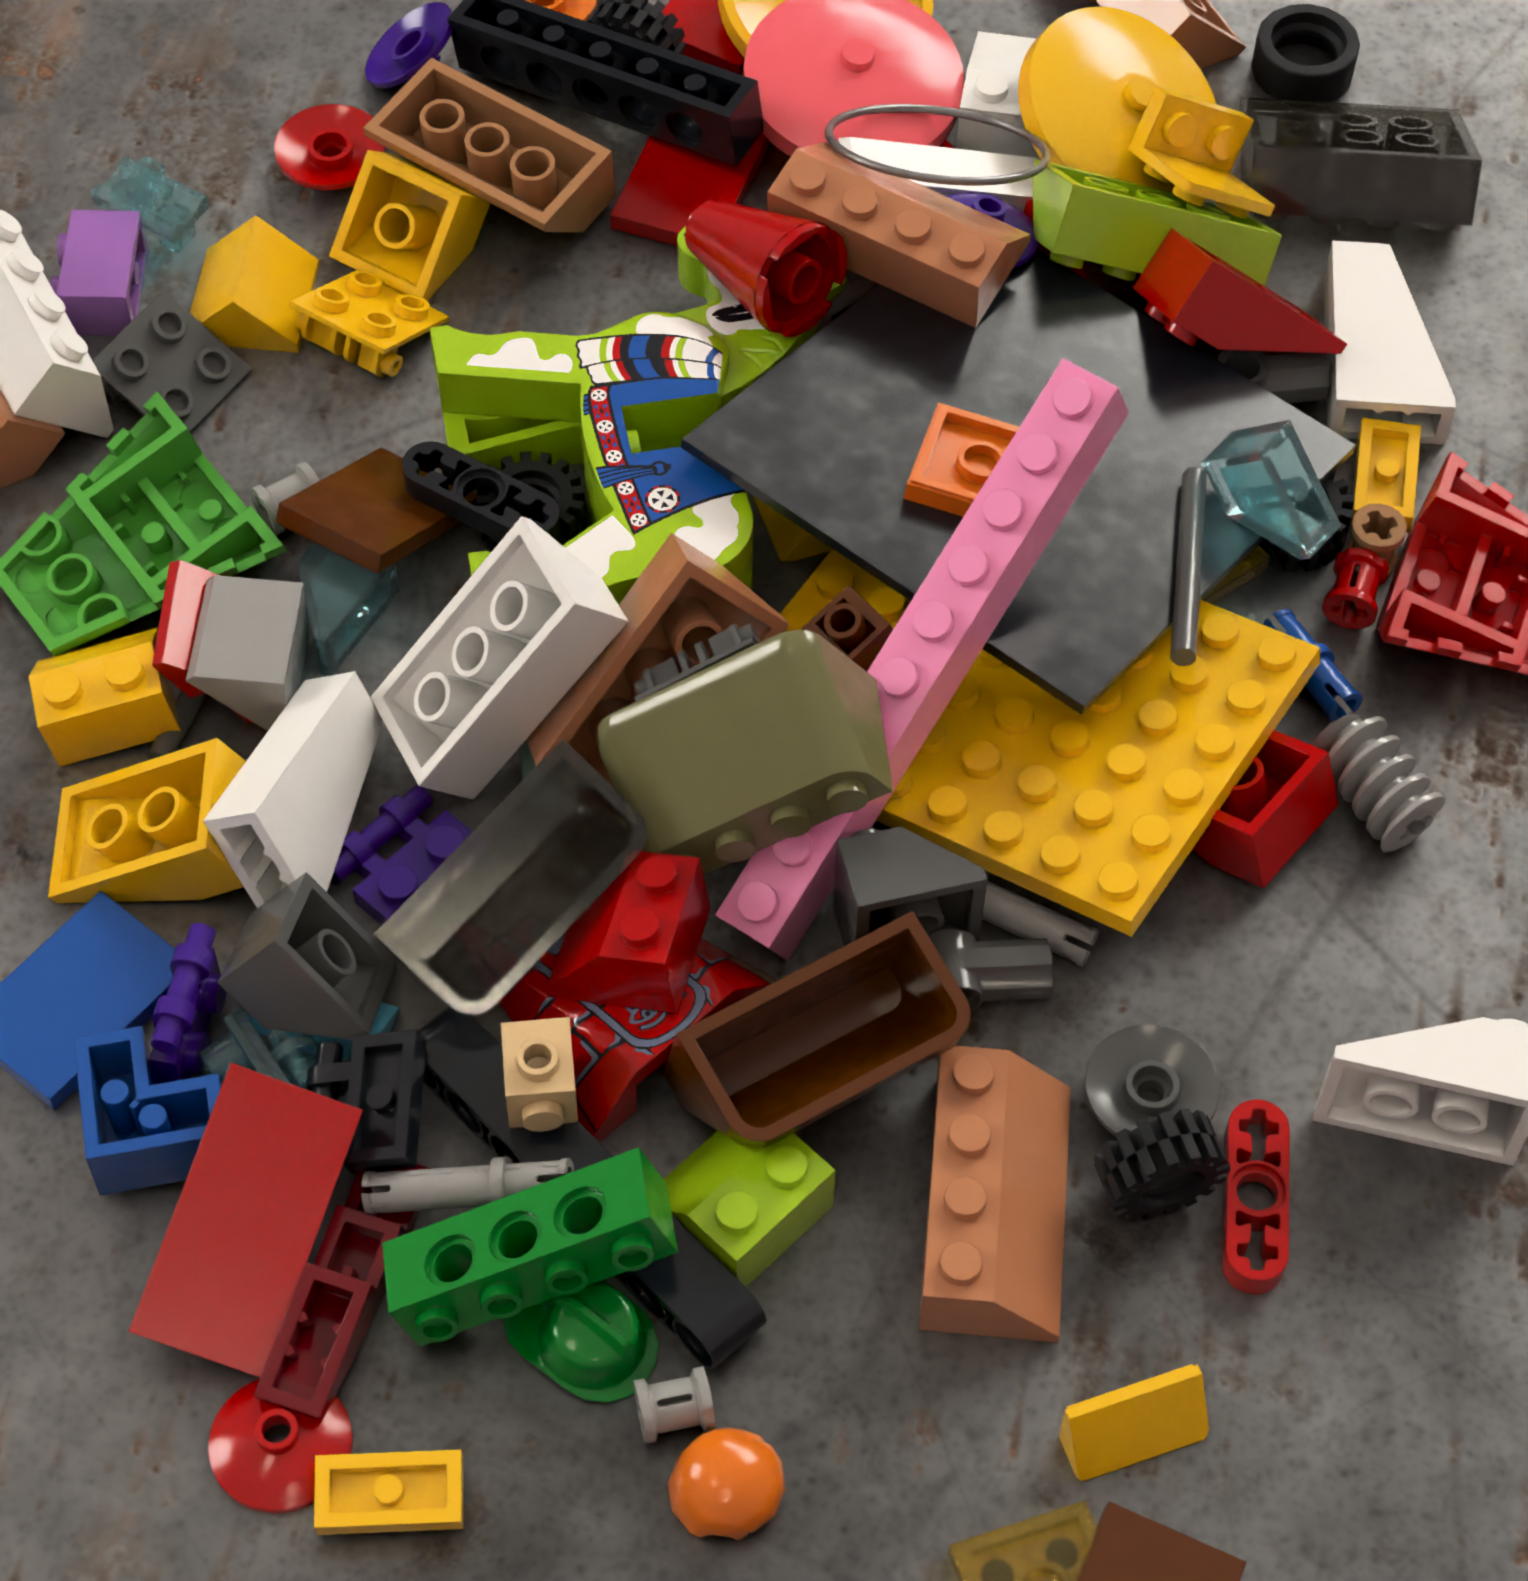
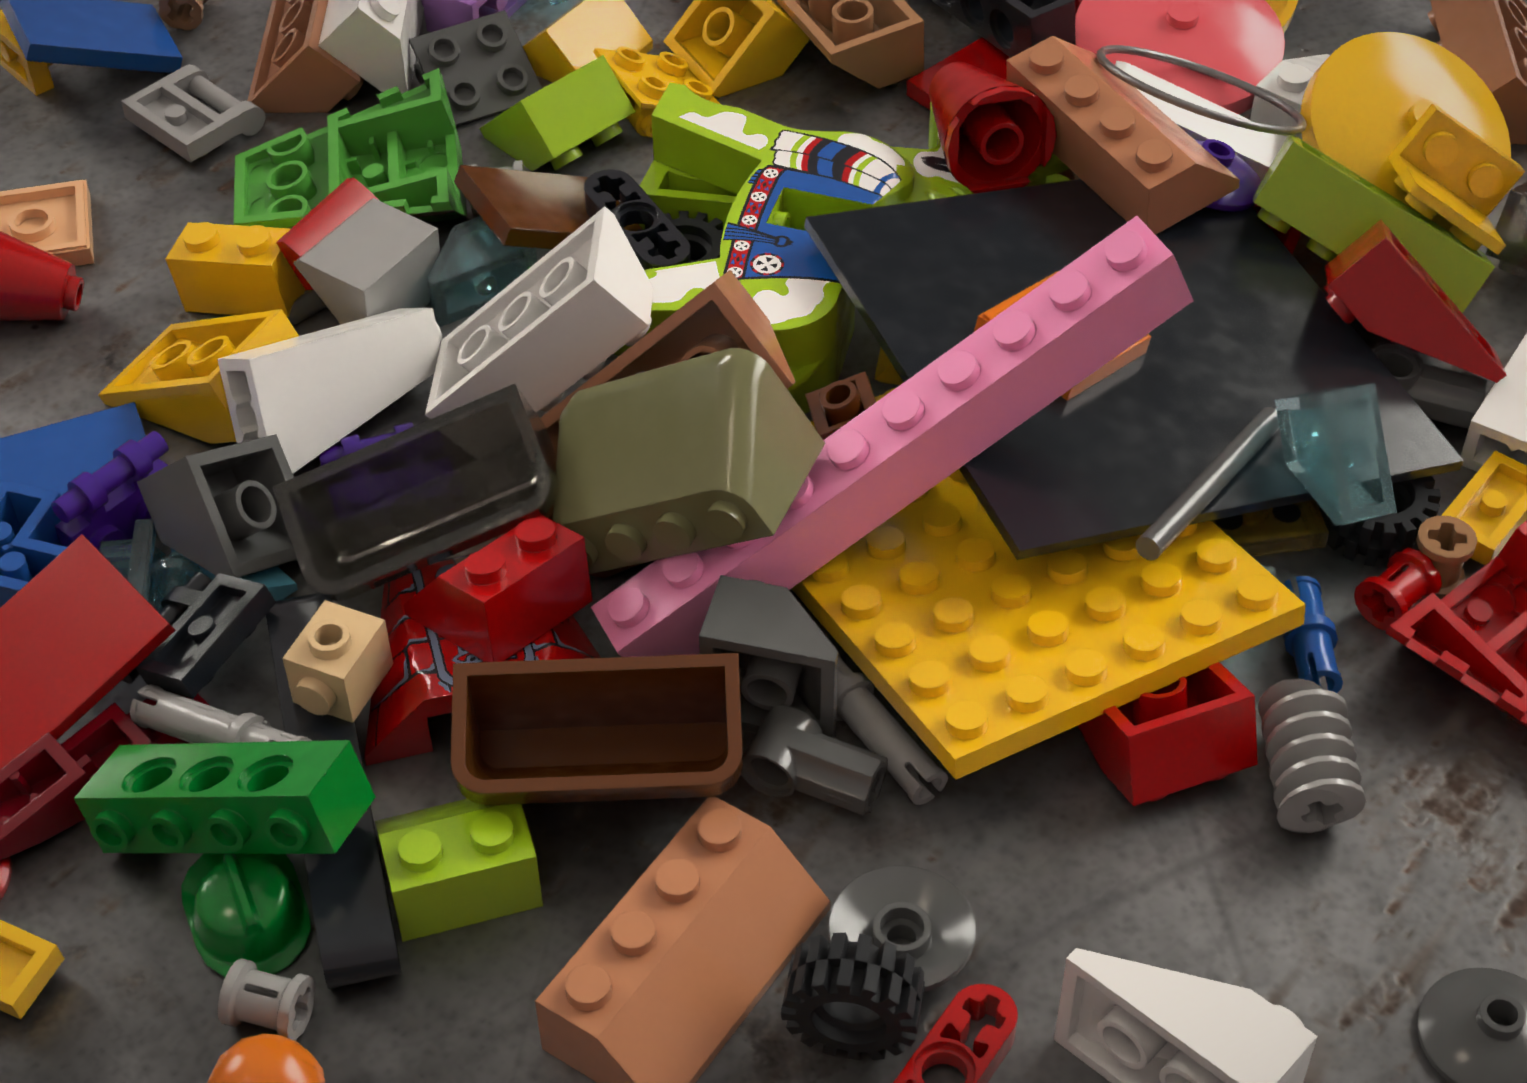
camera: 30 degrees right, 10 degrees down
(298, 393) = (561, 117): none -> lime slope

